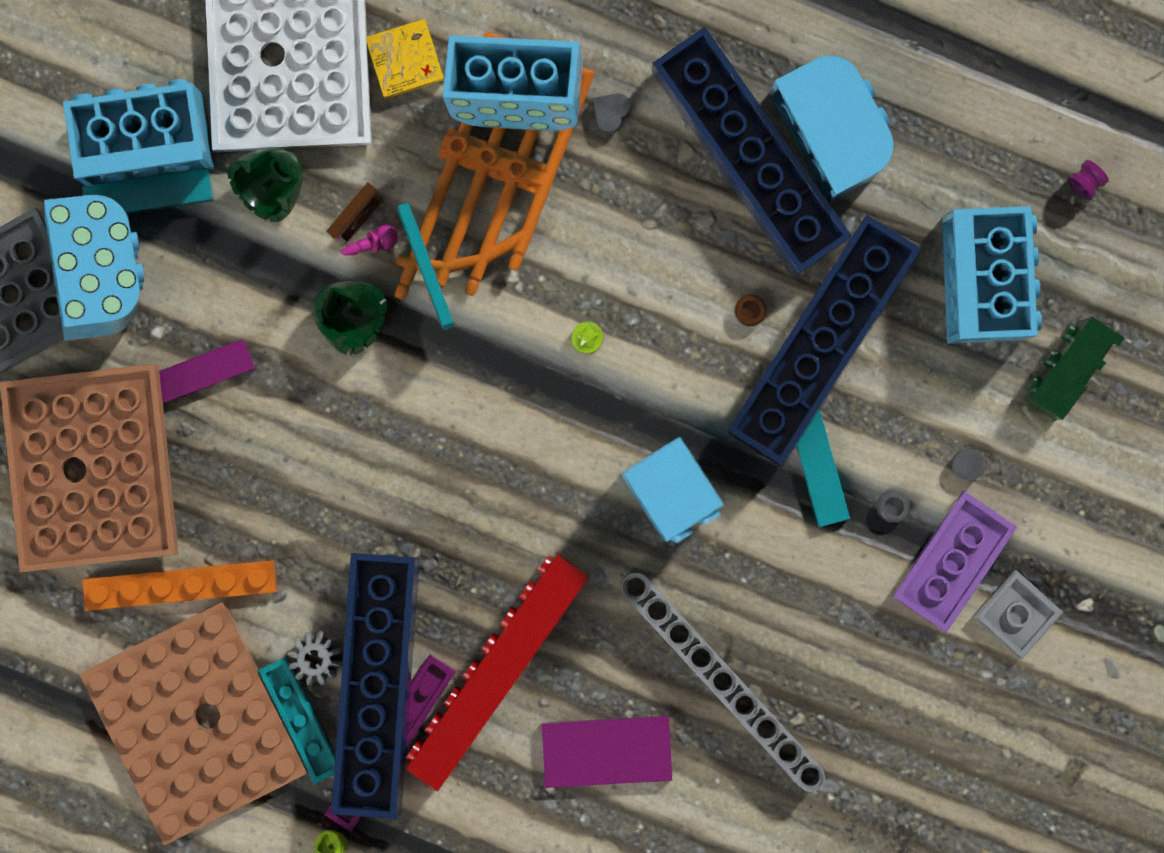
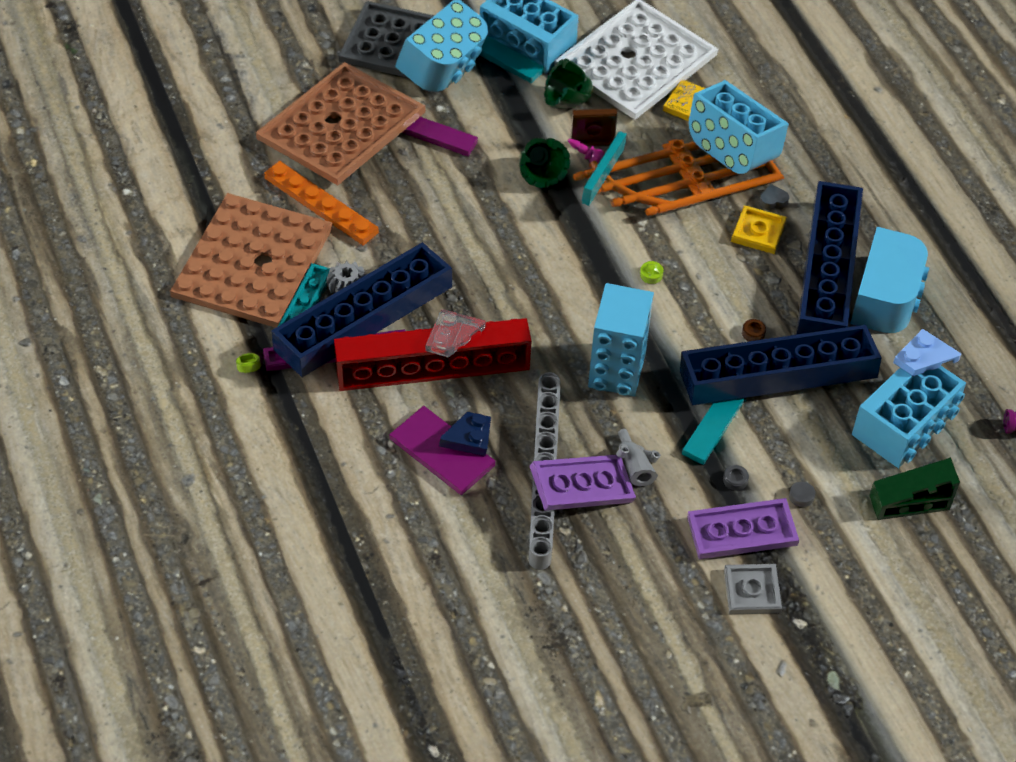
camera: 50 degrees right, 35 degrees down
(509, 650) = (451, 332): none -> clear wing
(618, 715) = (468, 434): none -> dark blue wing
(635, 170) = (759, 229): none -> yellow tile
(779, 671) = (582, 482): none -> medium lavender plate
(788, 584) = (637, 460): none -> light grey piece
(967, 212) = (924, 354): none -> light blue wing

